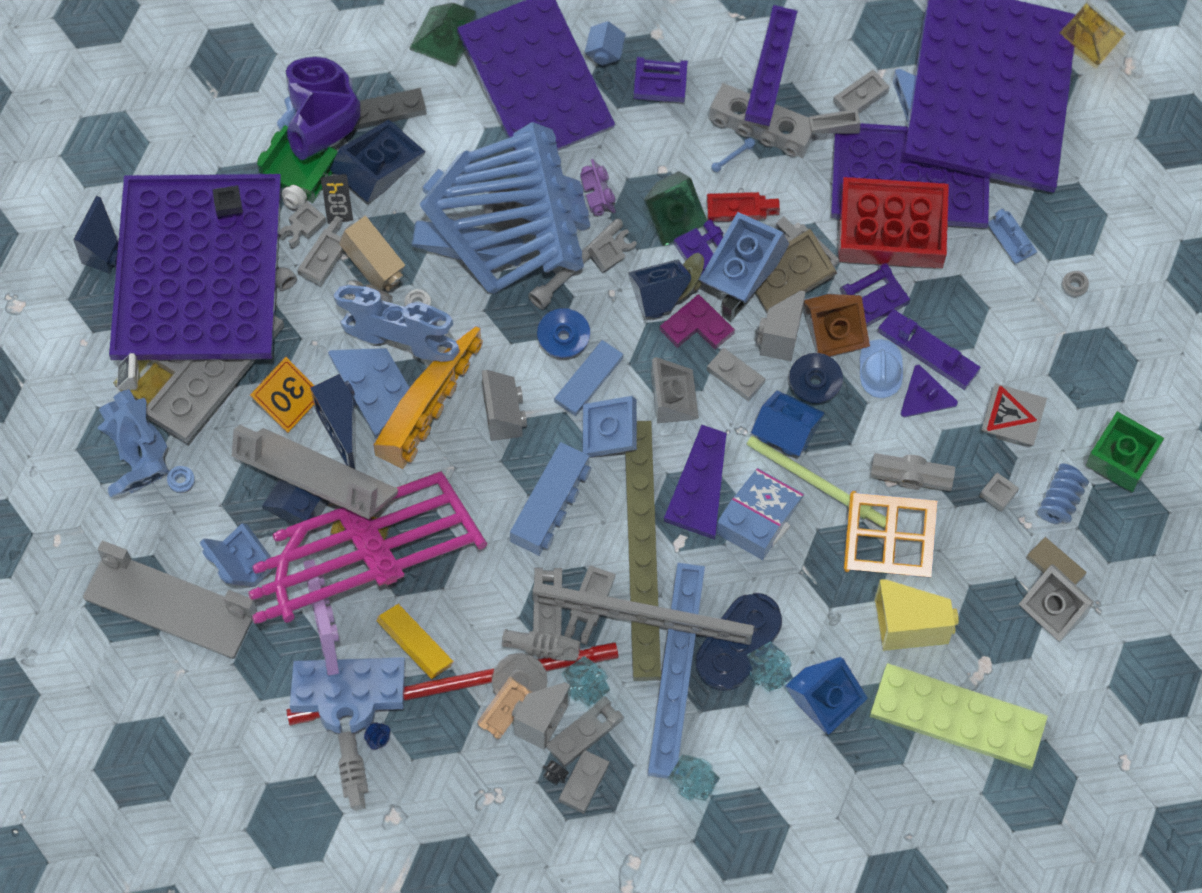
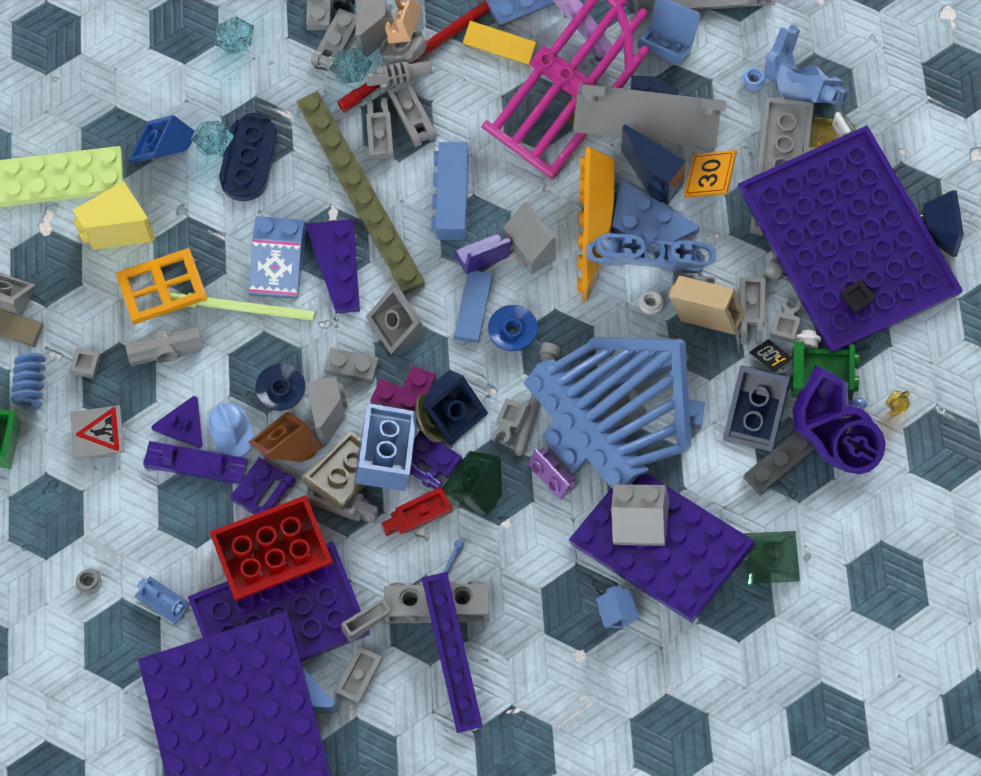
camera: 160 degrees right, 0 degrees up
(249, 106) = (898, 402): none -> clear yellow plate
(543, 96) = (639, 514): none -> light grey slope
(553, 417) = (483, 253): none -> dark purple panel
(610, 426) = (432, 265): medium blue plate -> none
(643, 613) = (330, 126): light grey tile -> none
(660, 85) = (547, 596): dark purple plate -> none
(675, 675) = (287, 112): medium blue plate -> none
(787, 423) = (287, 339): blue slope -> none

